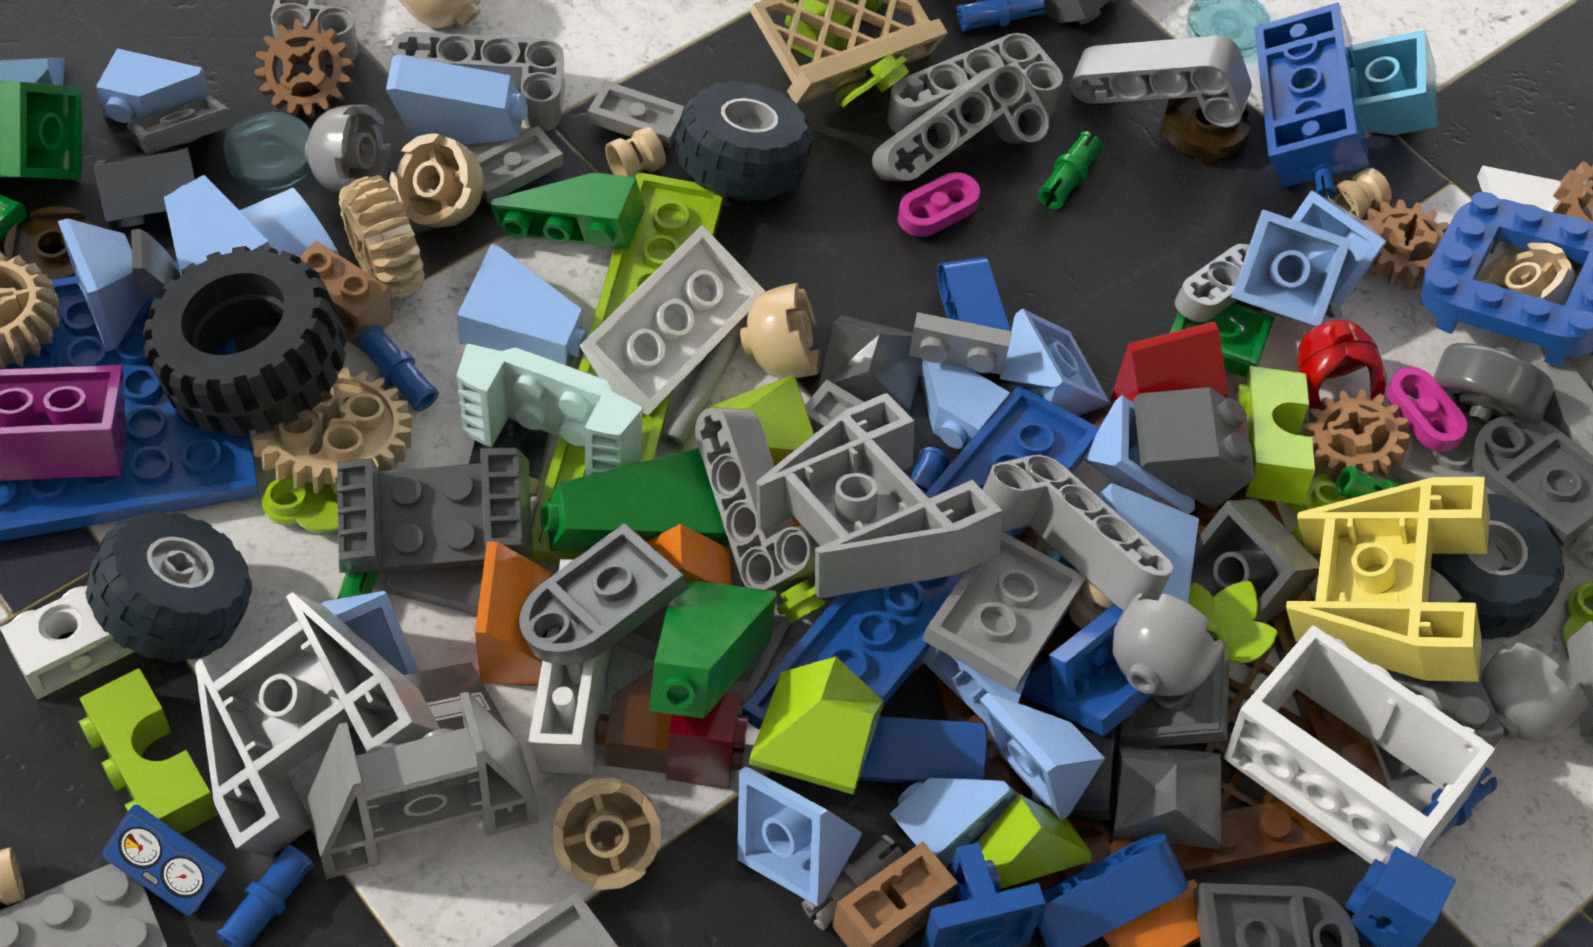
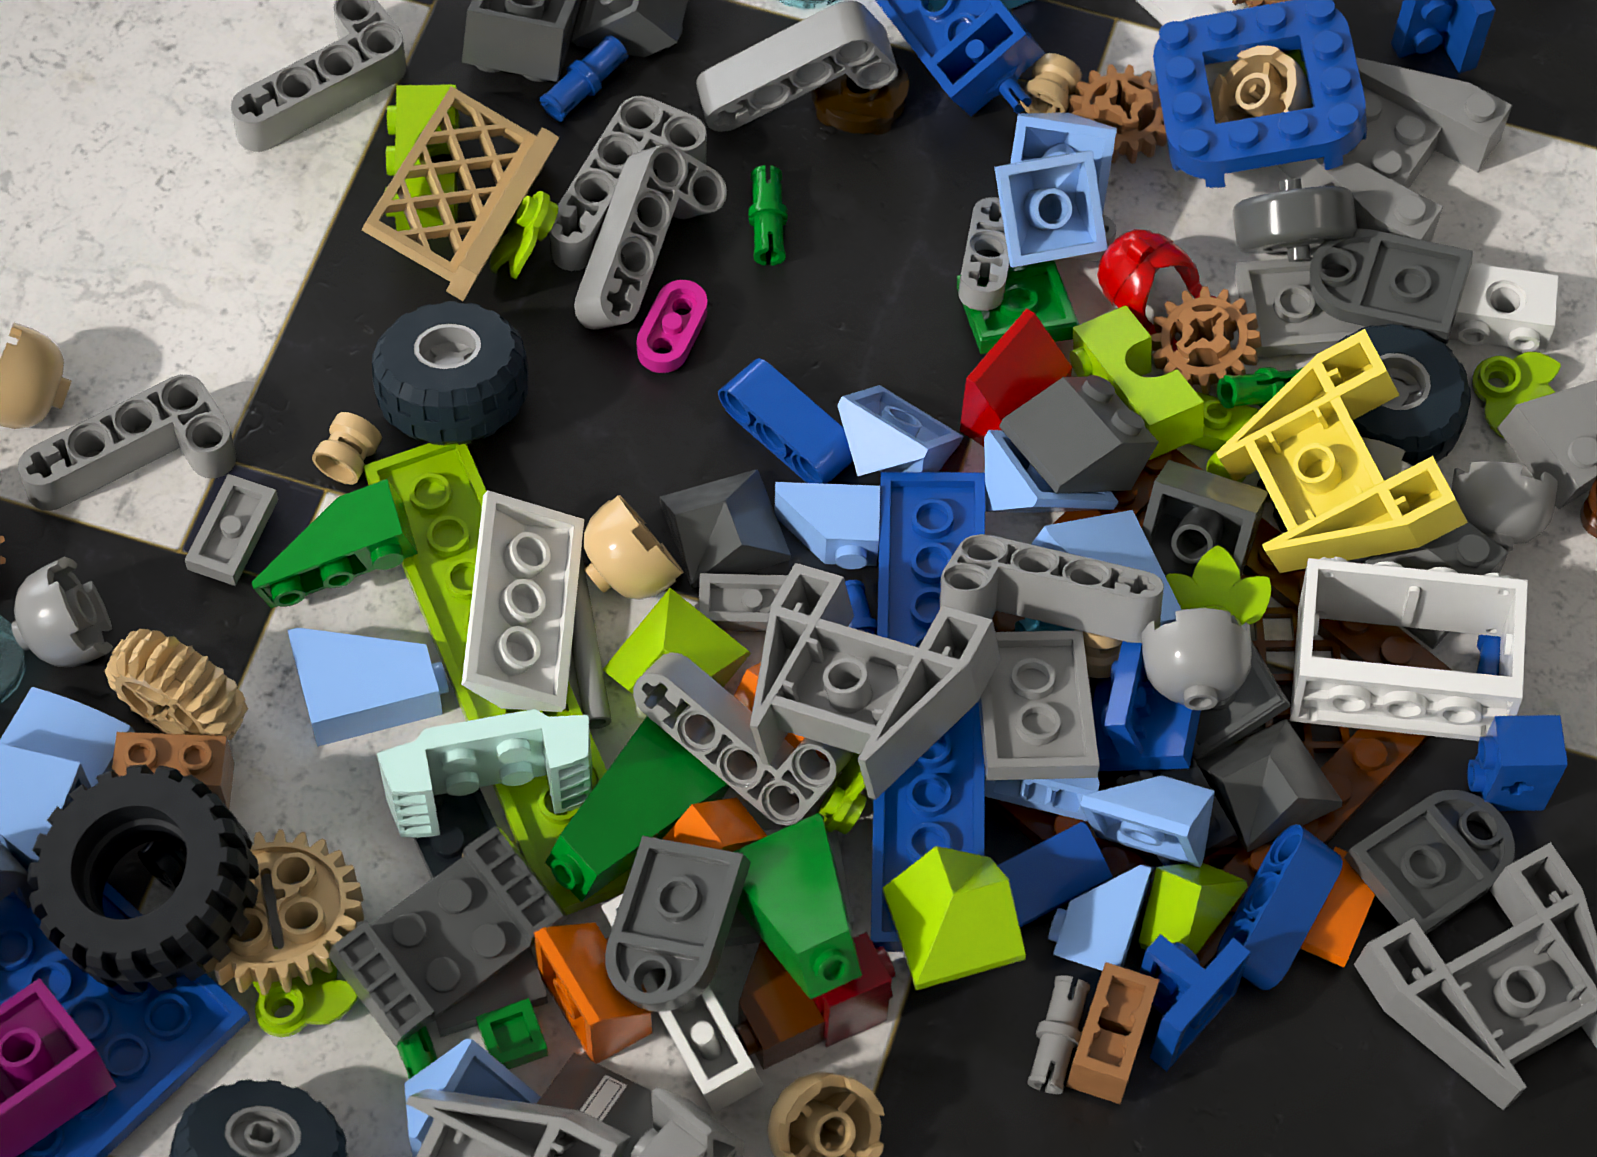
camera: 30 degrees left, 5 degrees up
(397, 368) = (284, 810): blue pin -> none
(432, 620) = (512, 1034): none -> green plate
(438, 181) = (183, 594): tan cylinder -> none
(455, 101) = (138, 501): light blue slope -> none
(631, 110) = (311, 401): light grey plate -> none
(791, 837) = (987, 1032): light blue slope -> none
(960, 343) = (809, 466): light grey plate -> none
(1428, 410) = (1253, 277): dark pink plate -> none

